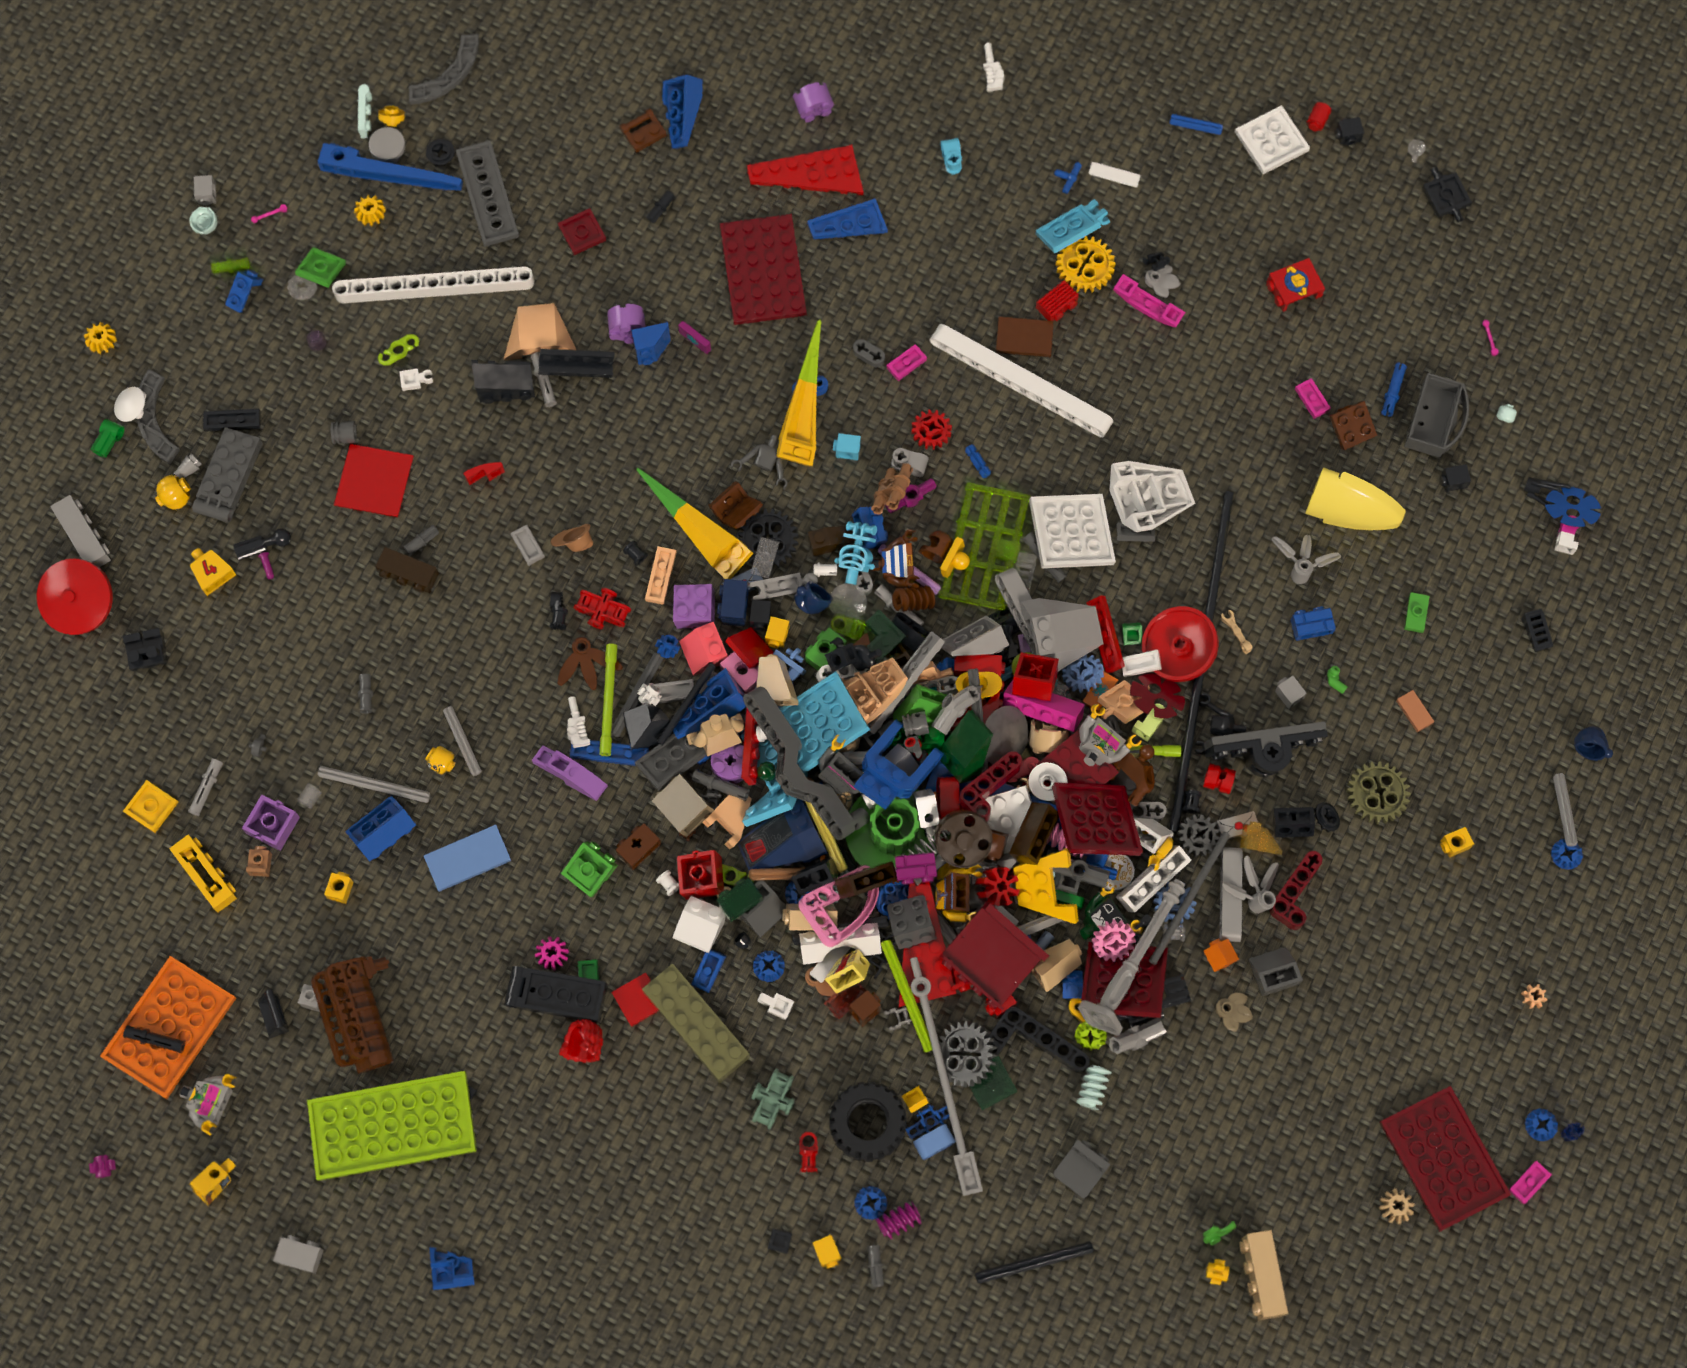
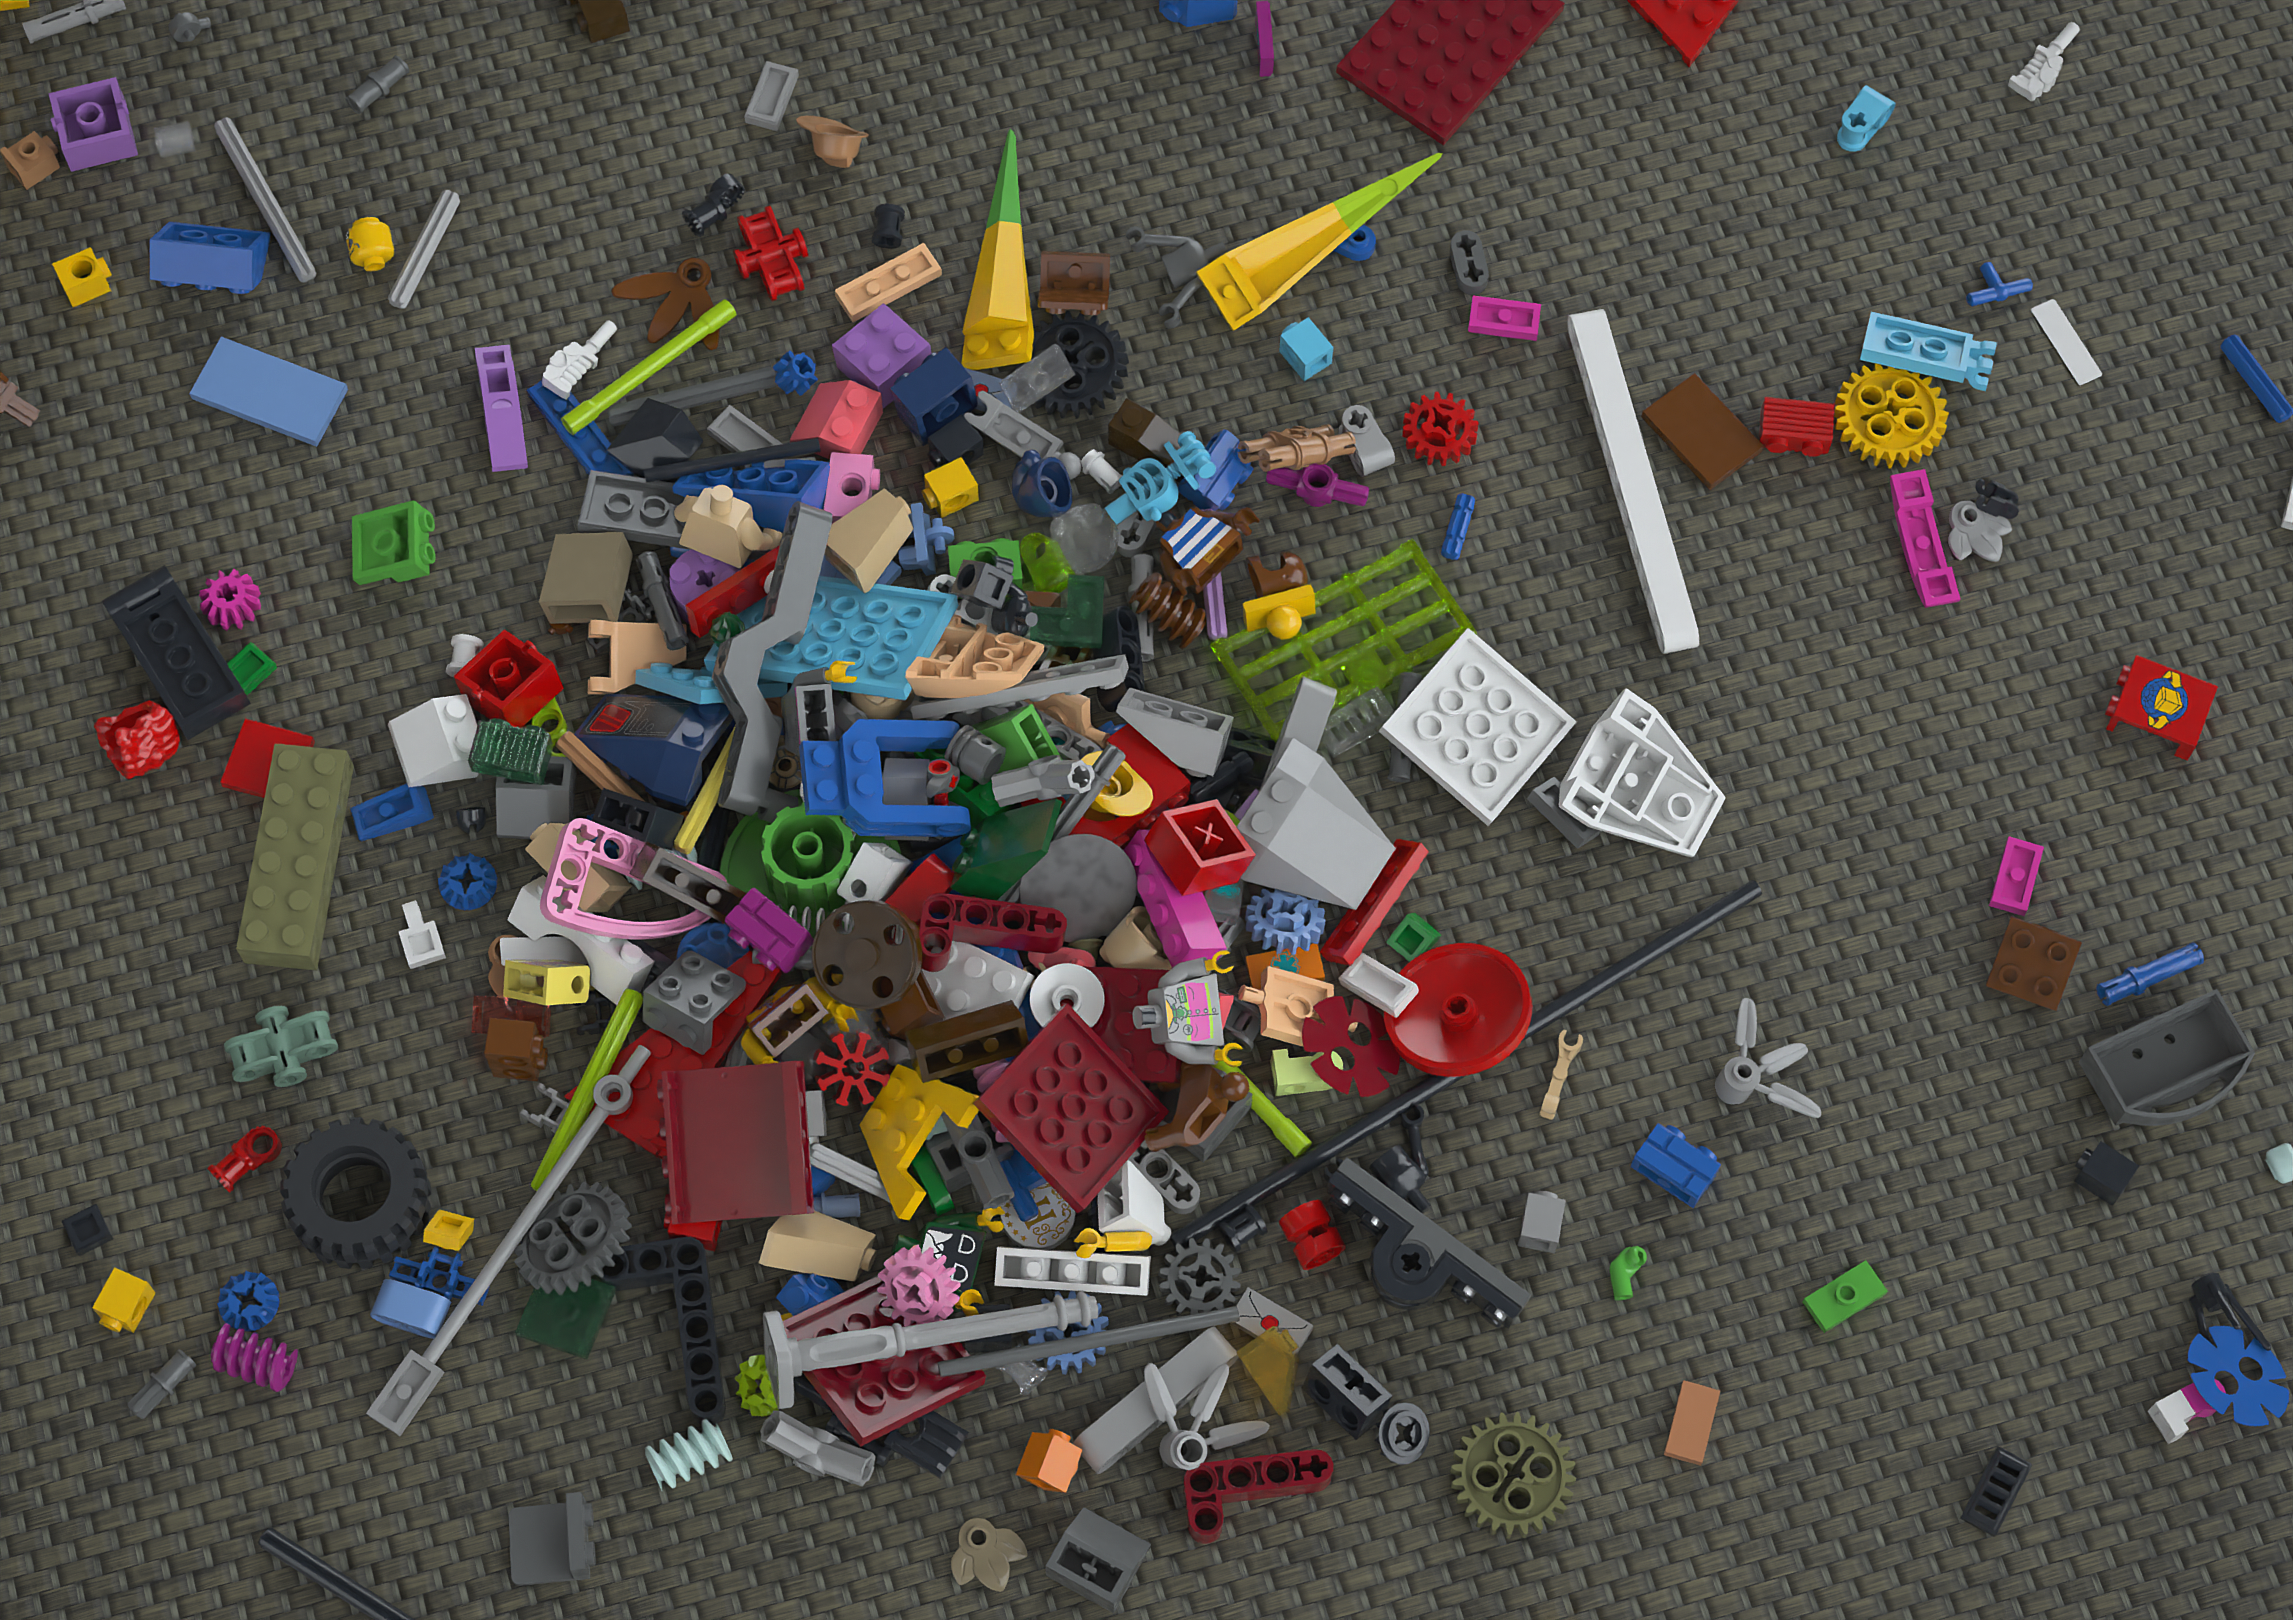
camera: 45 degrees right, 5 degrees down
(635, 856) = (461, 577): reddish brown brick -> none
(649, 694) = (703, 406): white gear -> none
(749, 647) = (893, 466): red tile -> none
(851, 221) = (1632, 81): blue wing -> none
(1353, 503) = (1910, 1059): light yellow panel -> none

